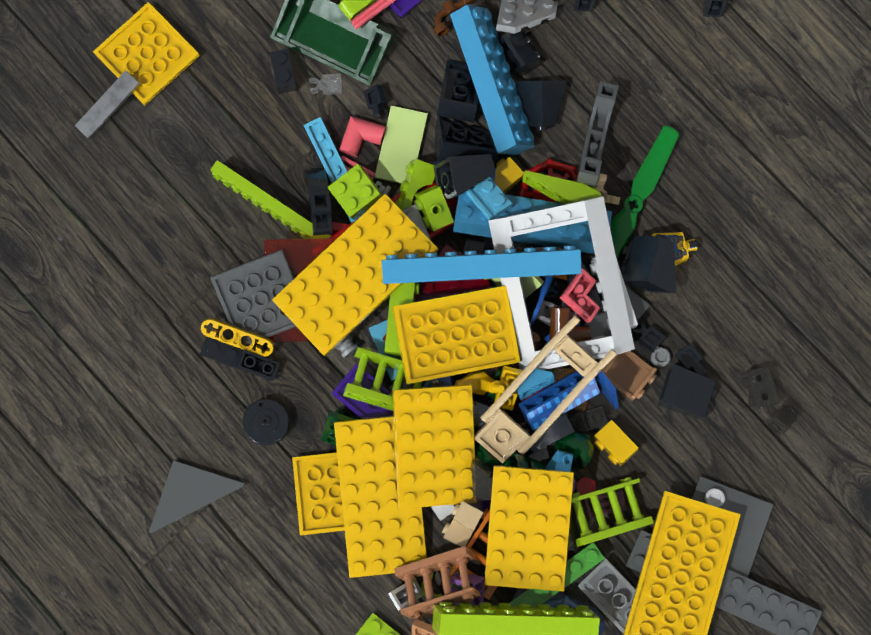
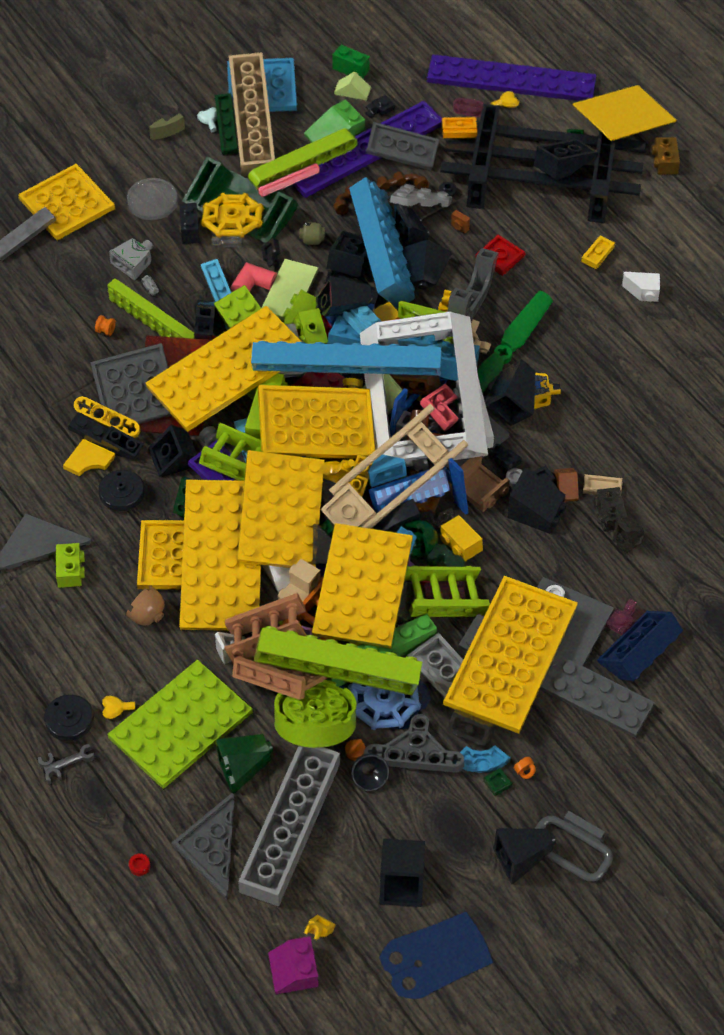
camera: 10 degrees right, 25 degrees down
(215, 215) = (105, 325): none -> orange wheel
(225, 382) = (87, 457): none -> yellow tile
(228, 518) = (68, 565): none -> lime brick
(229, 122) = (132, 257): none -> light grey torso
(237, 38) = (152, 199): none -> clear piece
(253, 155) = (150, 285): none -> light grey piece
(310, 369) = (172, 451): none -> black slope
(315, 564) = (147, 607): none -> medium nougat cylinder
(327, 66) = (222, 215): none -> yellow plate
(416, 70) = (312, 233): none -> olive head
(567, 153) = (443, 306): none -> yellow plate
(570, 36) = (460, 221): none -> dark orange plate
(610, 474) = (443, 554): none -> clear green leg
(618, 71) = (507, 254): none -> red tile
(713, 359) = (567, 483): none -> dark orange slope
(719, 60) = (598, 252): none -> yellow plate
(748, 357) = (594, 482): none -> tan tile
(770, 101) = (642, 285): none -> white slope
(781, 517) = (622, 620): none -> clear pink plate
(802, 545) = (641, 644): none -> dark blue slope

